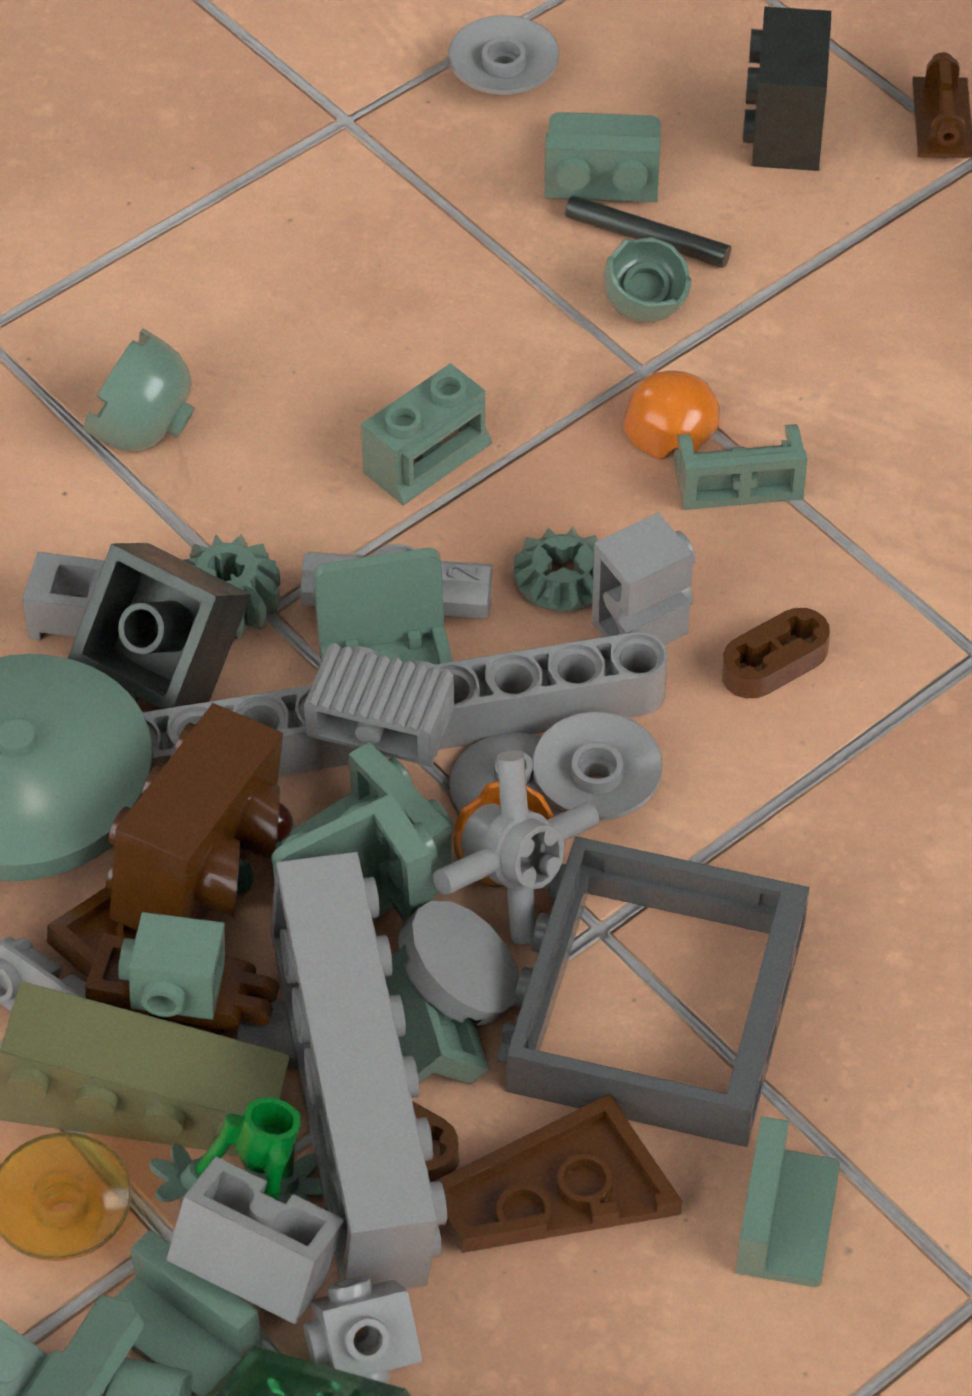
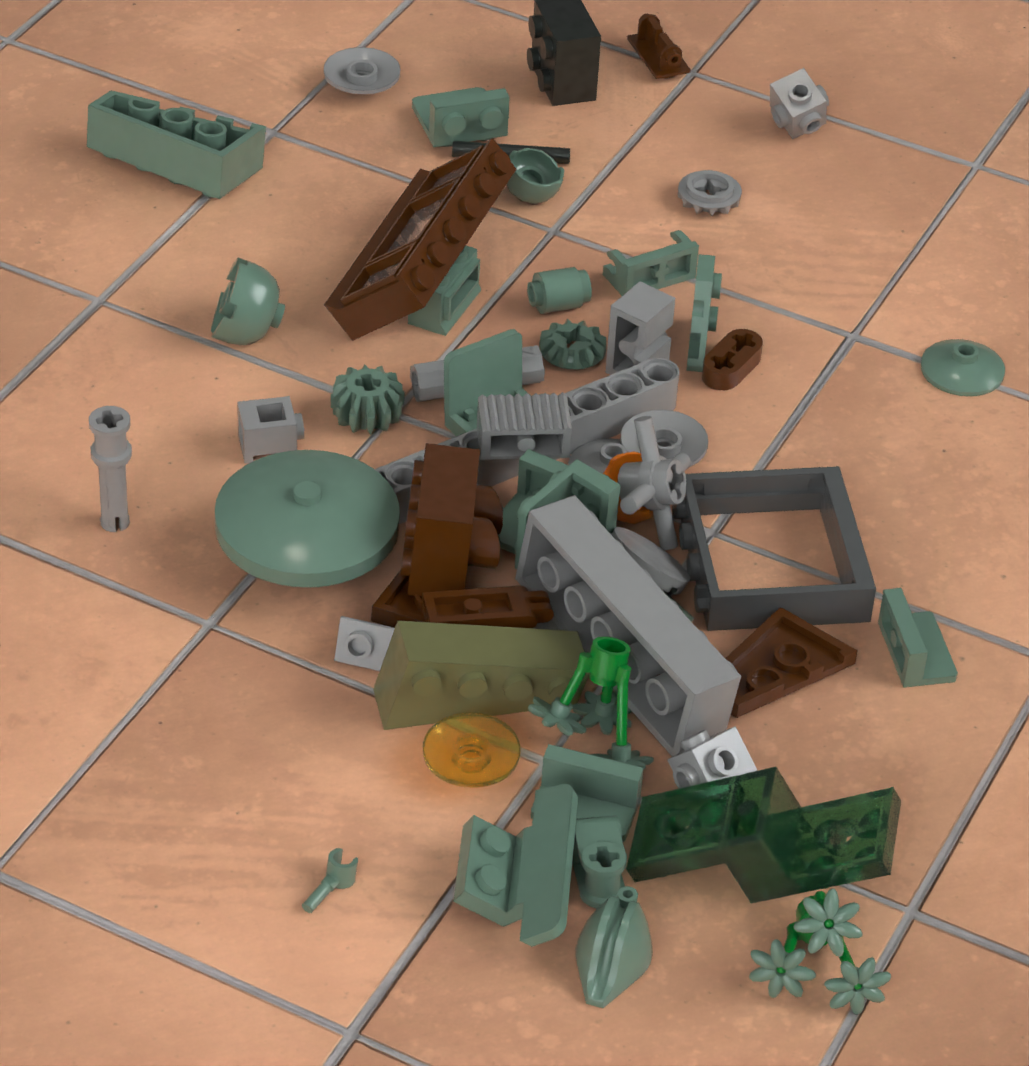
camera: 25 degrees left, 10 degrees down
(159, 625) = (349, 417): pearl dark grey brick -> none
(174, 965) = (489, 590): sand green brick -> none
(188, 118) = (175, 143): none -> sand green wedge
(253, 1242) = (628, 724): light grey brick -> none
(417, 354) = (419, 240): none -> reddish brown window
(585, 476) = (559, 289): none -> sand green brick
(669, 406) = (587, 243): orange hair -> none
(756, 568) = (703, 315): none -> sand green wing
(877, 348) = (724, 191): none -> light grey gear

